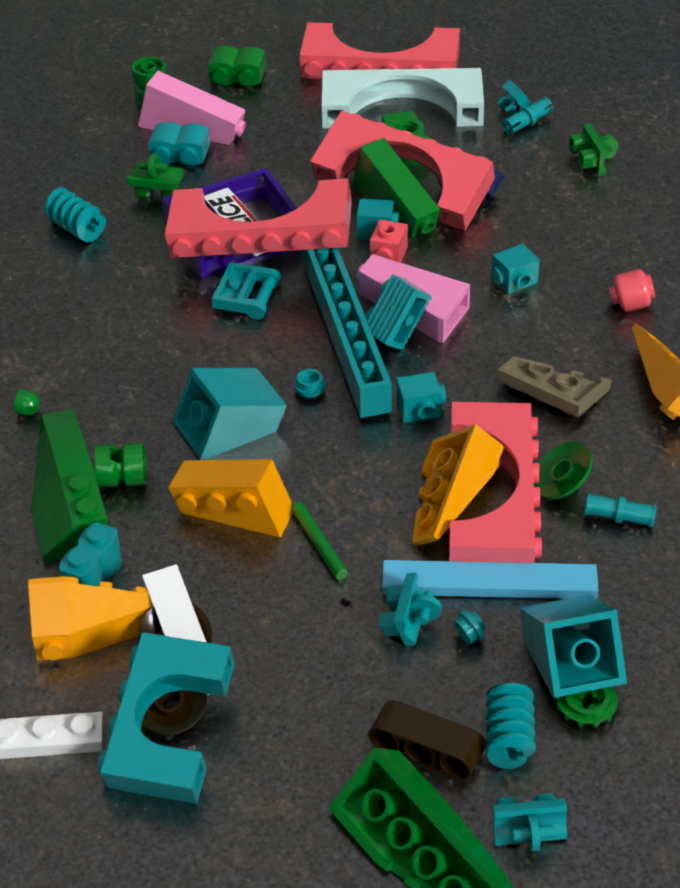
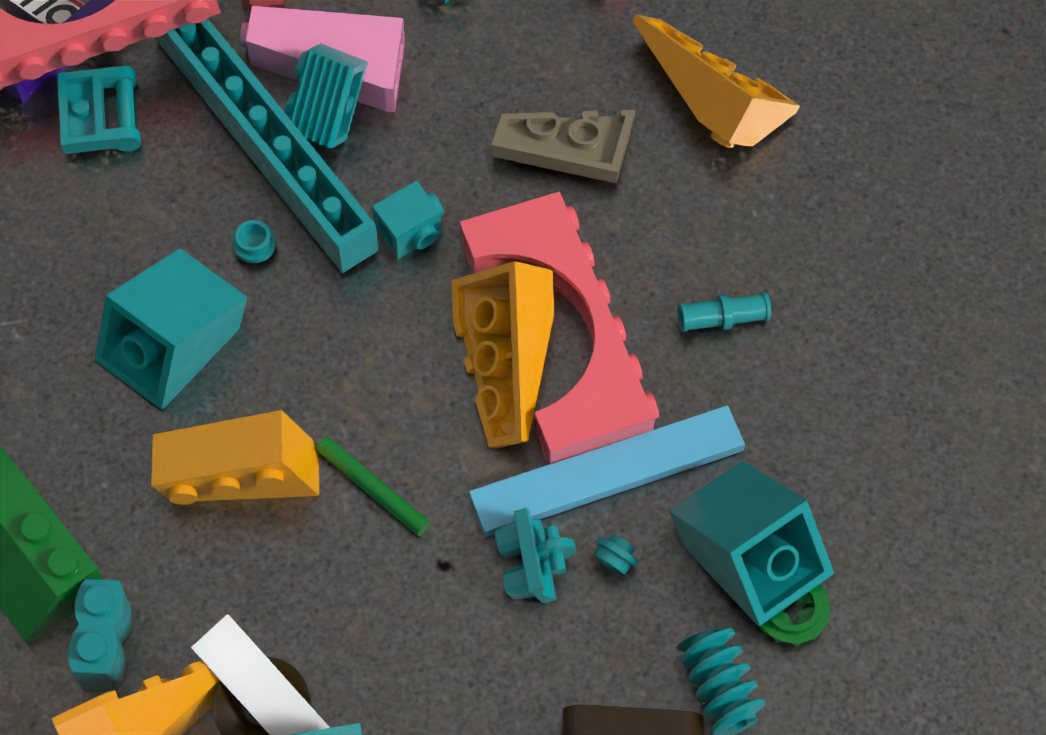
camera: 25 degrees left, 20 degrees up
(121, 464) = (84, 462): green wheel -> none
(564, 470) = (621, 270): green dish -> none

